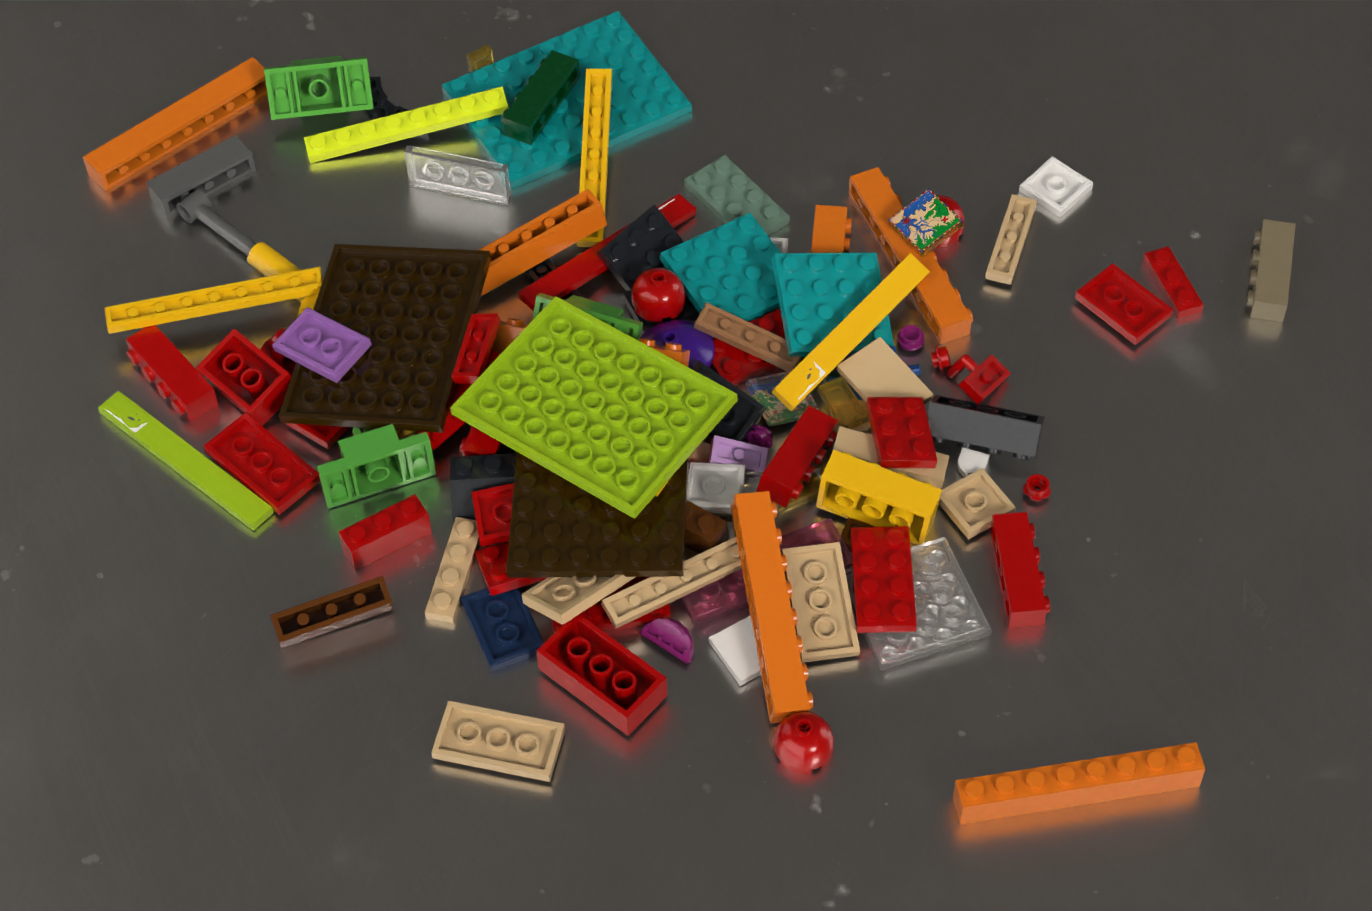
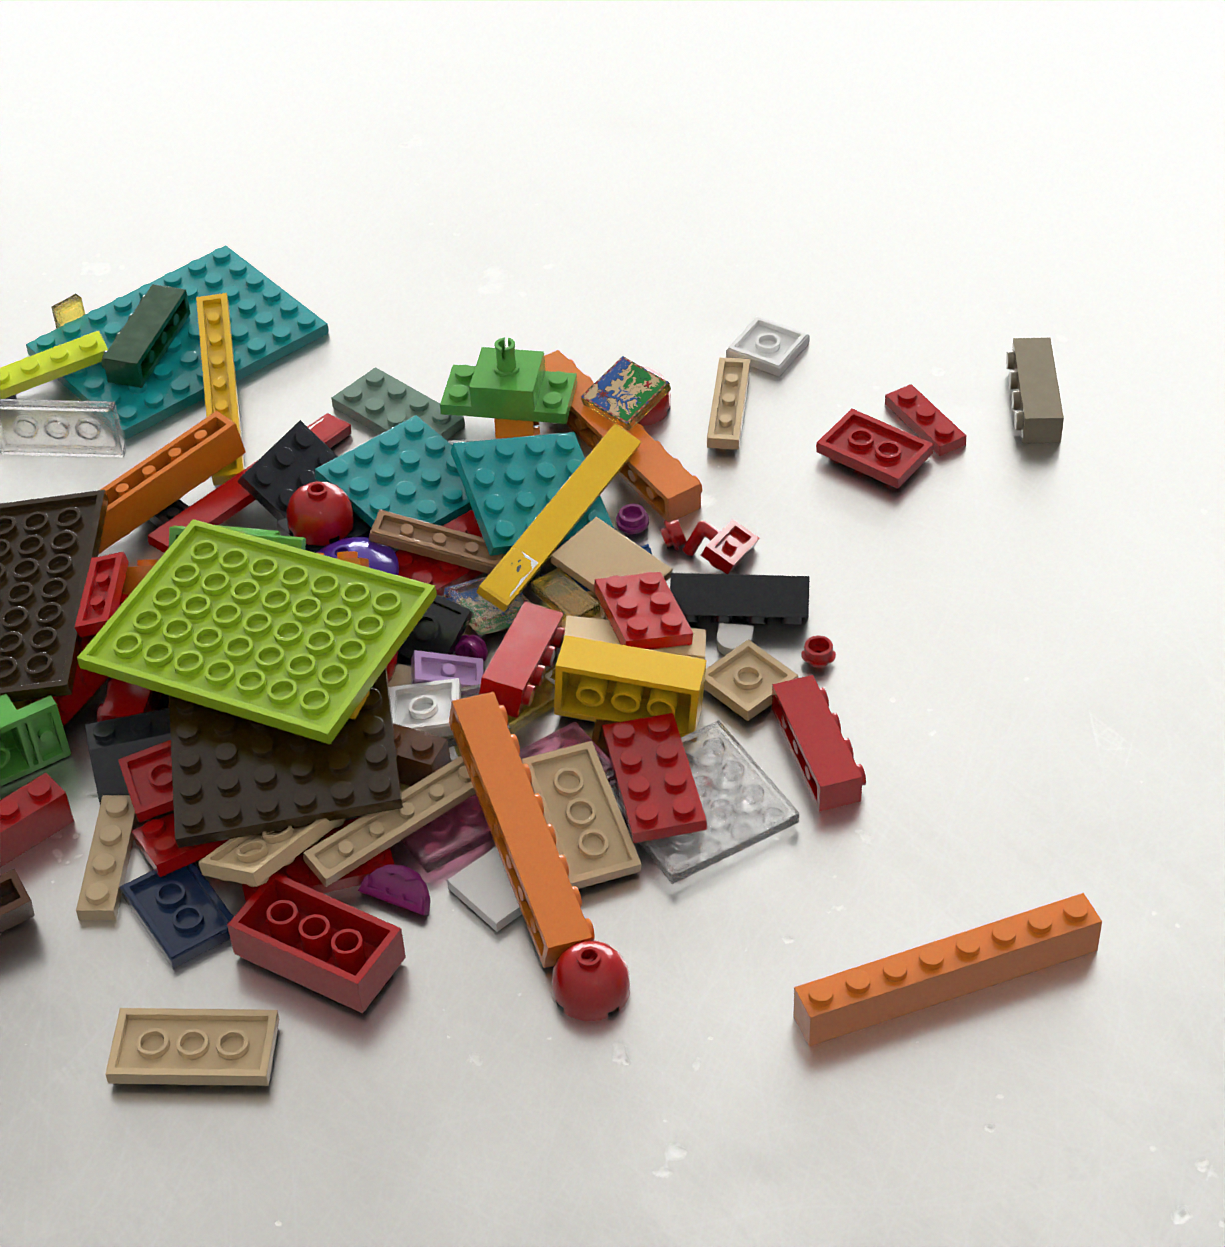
camera: 10 degrees left, 10 degrees down
(830, 201) = (509, 386): none -> bright green brick

